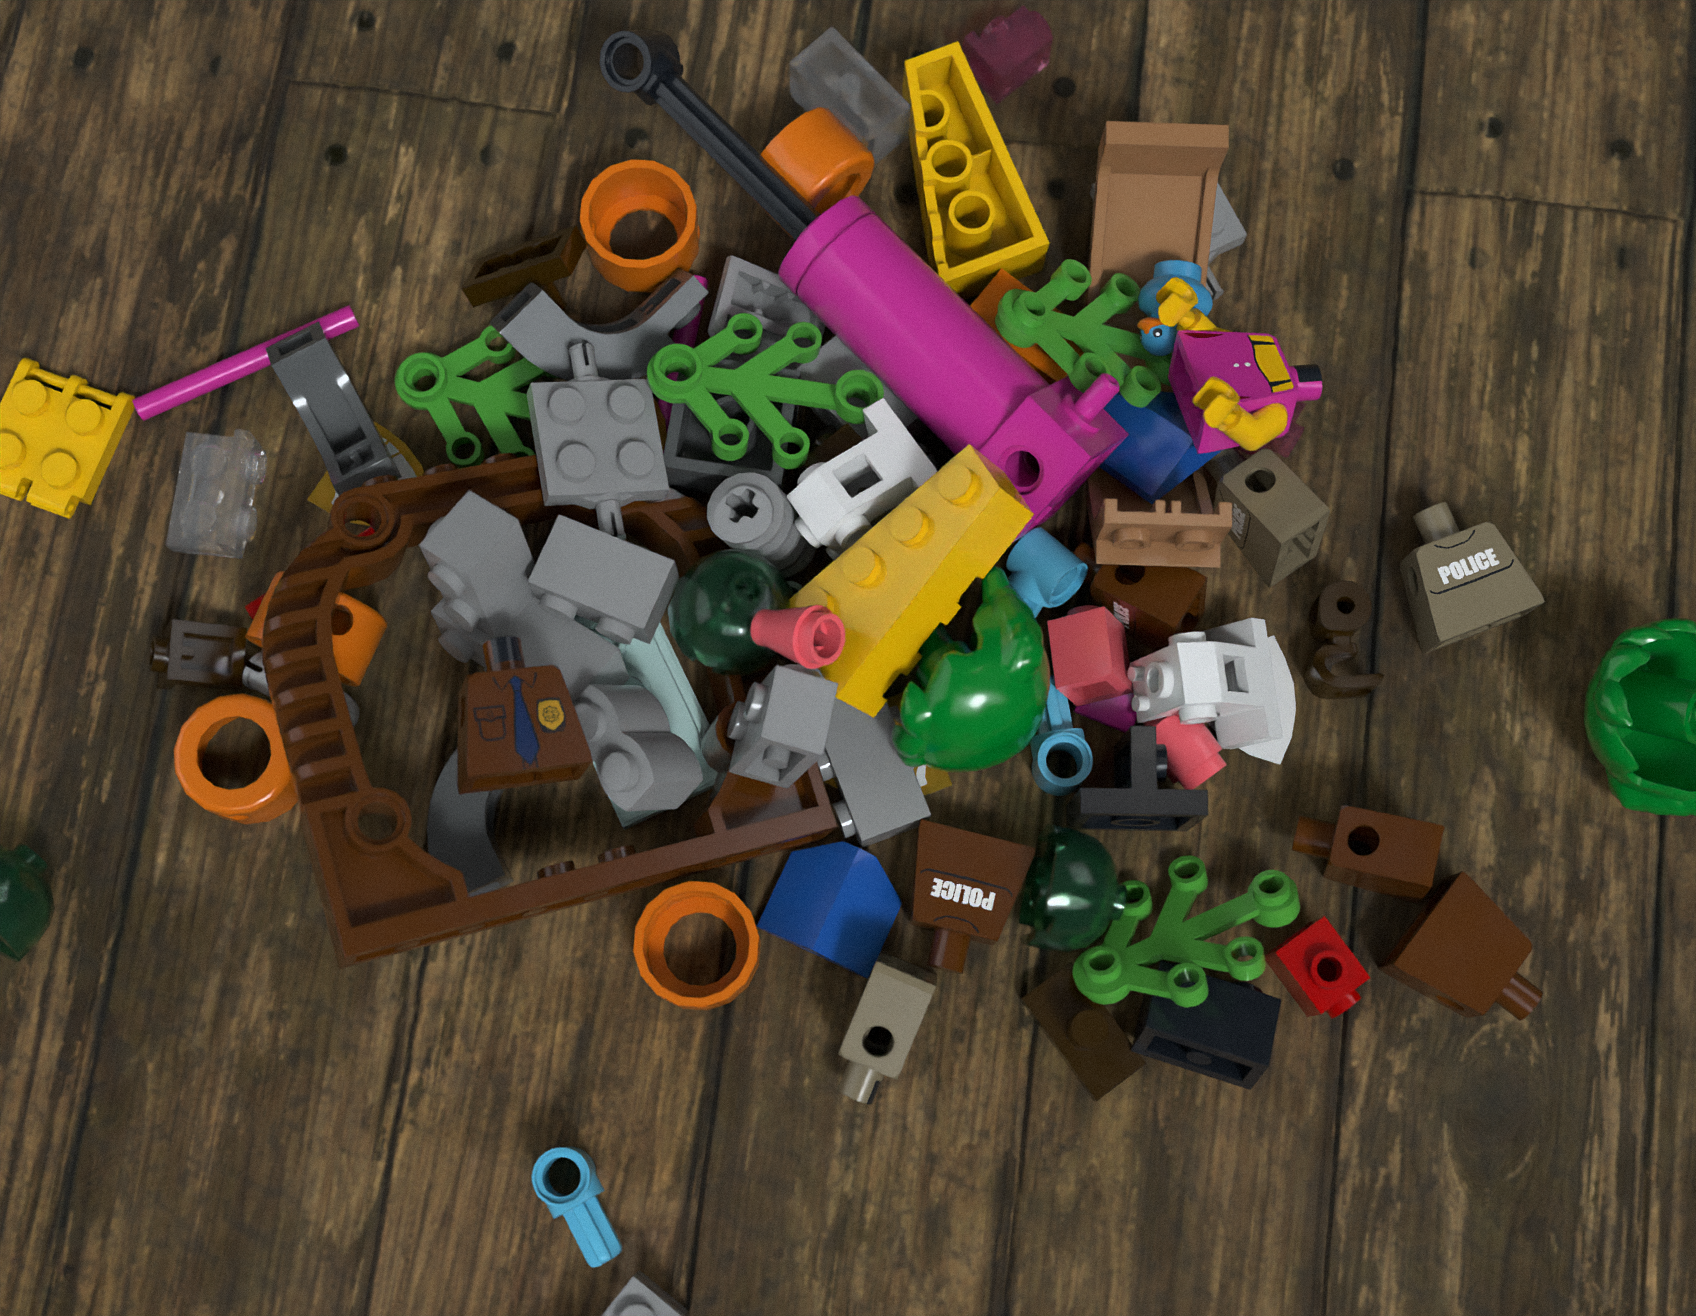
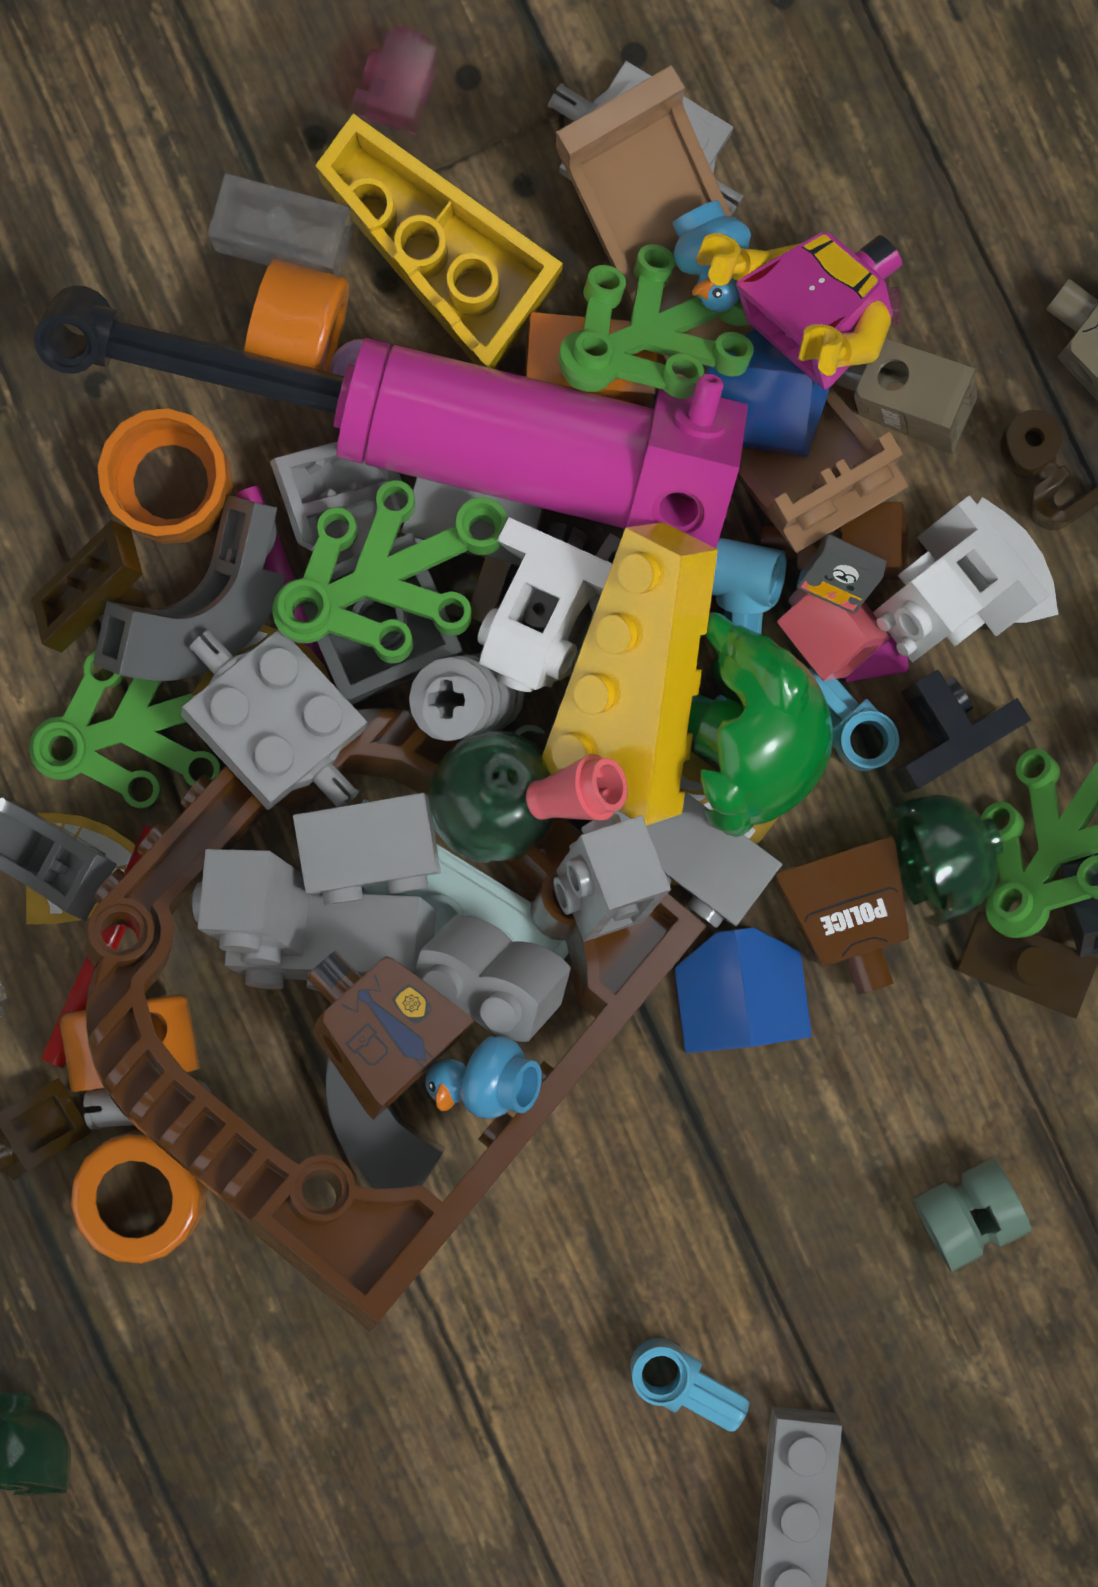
camera: 30 degrees left, 10 degrees up
(572, 823) = (491, 1084): none -> dark azure animal
(665, 912) = (653, 1154): orange piece -> none
(885, 1203) = (949, 1221): none -> sand green wheel
(894, 1000) = (852, 1047): dark tan torso -> none
(1123, 605) = (841, 574): none -> dark grey tile
(1190, 751) = (976, 662): coral brick -> none

